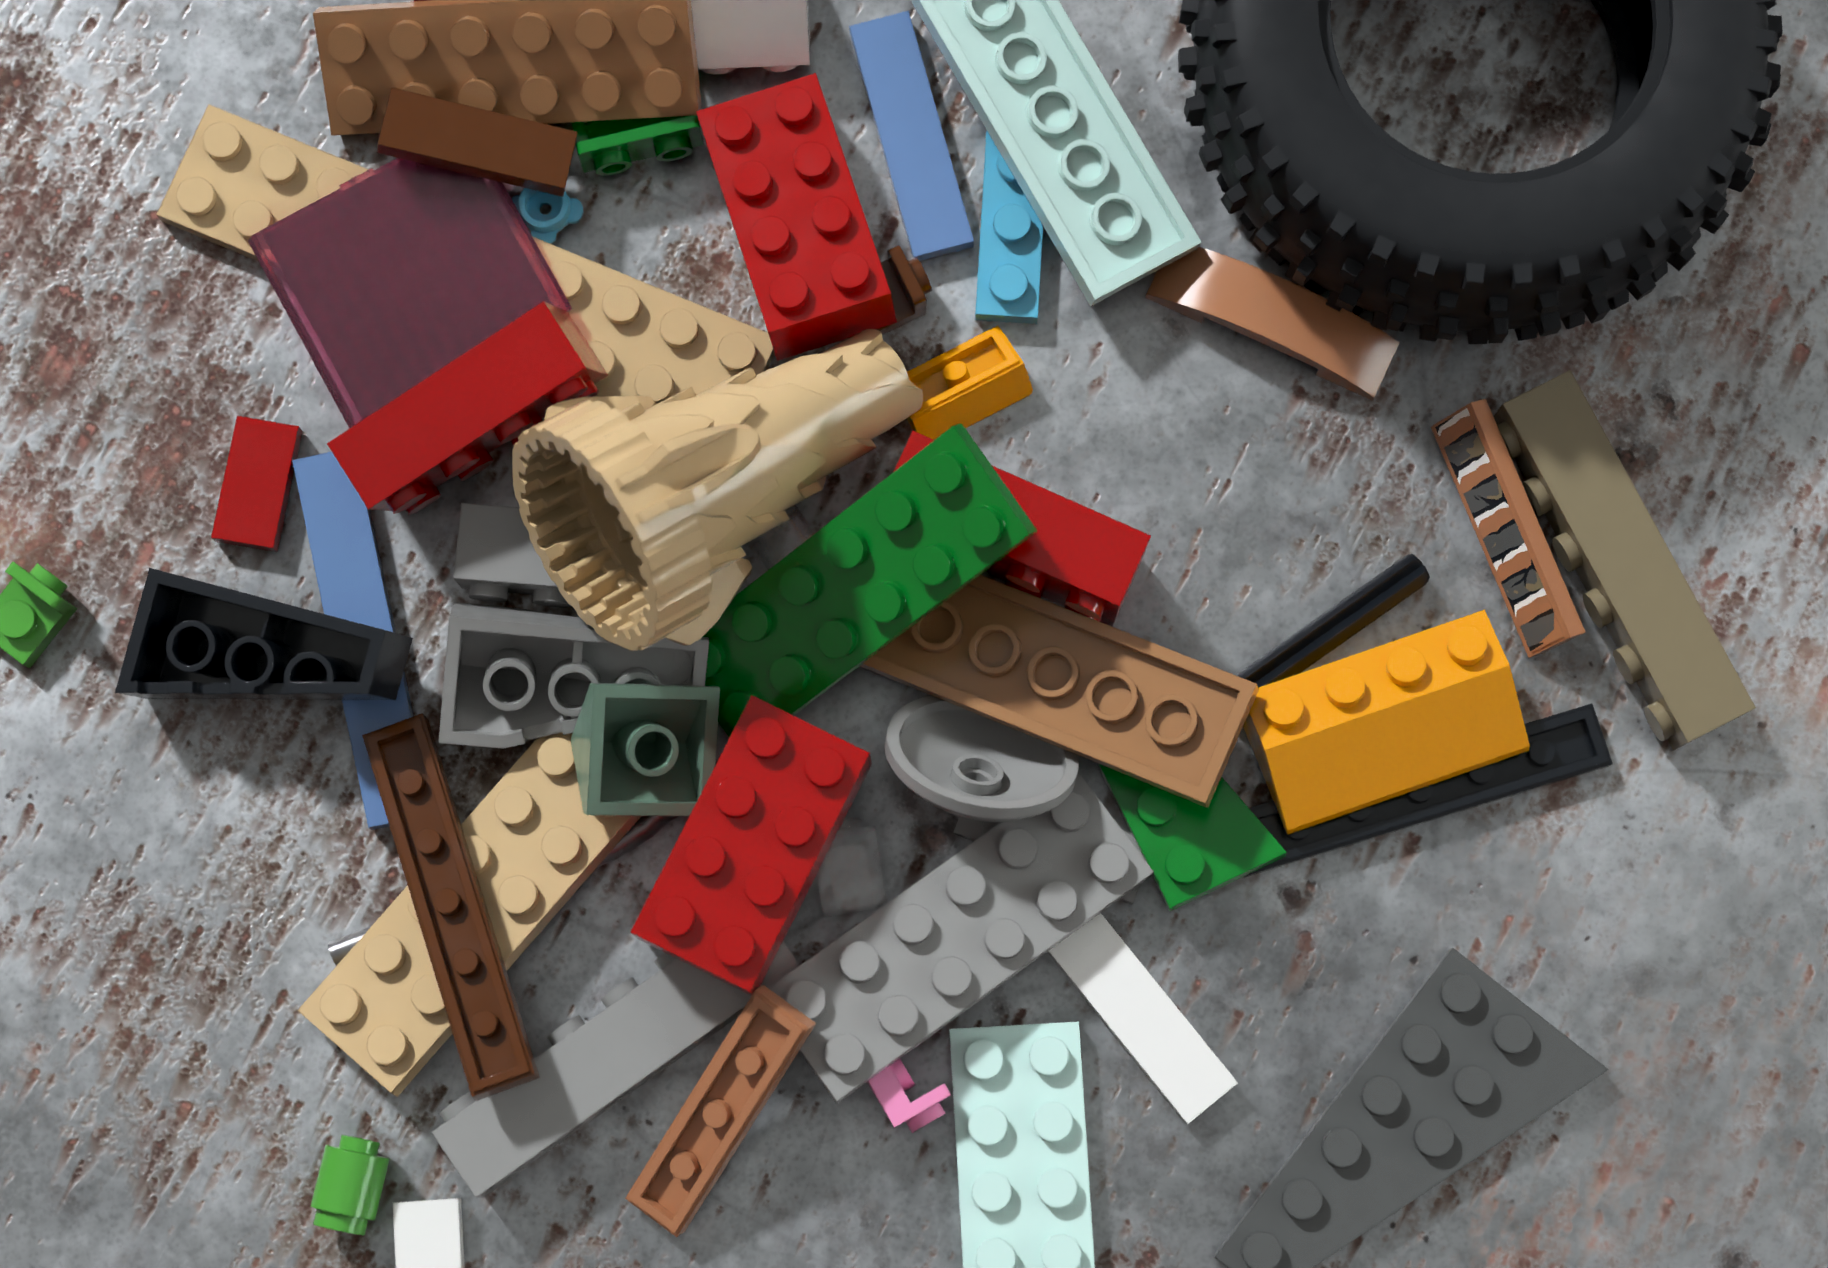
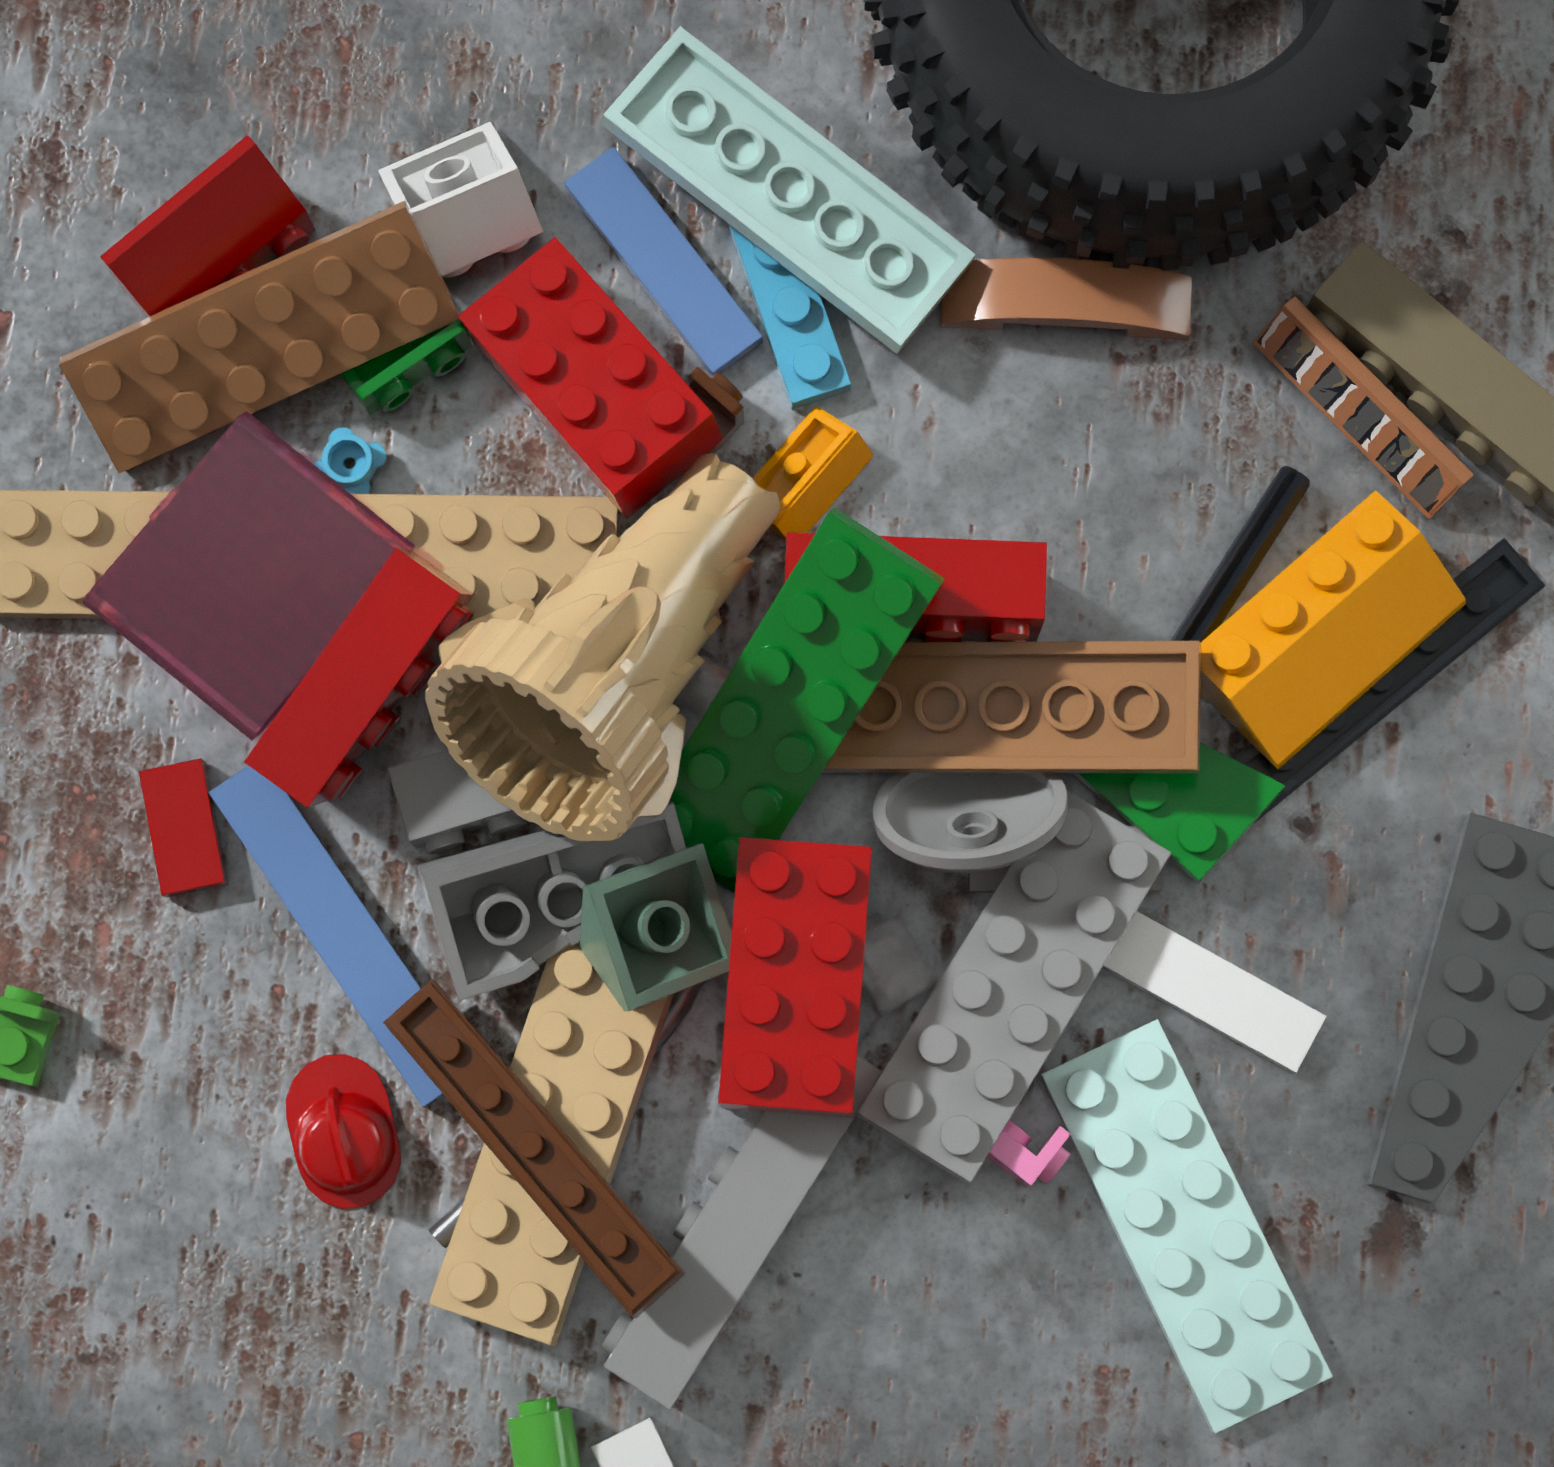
camera: 20 degrees left, 0 degrees up
(236, 645) = (232, 985): black wedge -> none
(288, 821) = (343, 1131): none -> red piece
(477, 142) = (263, 425): reddish brown tile -> none
(720, 1110) = (864, 1235): nougat tile -> none

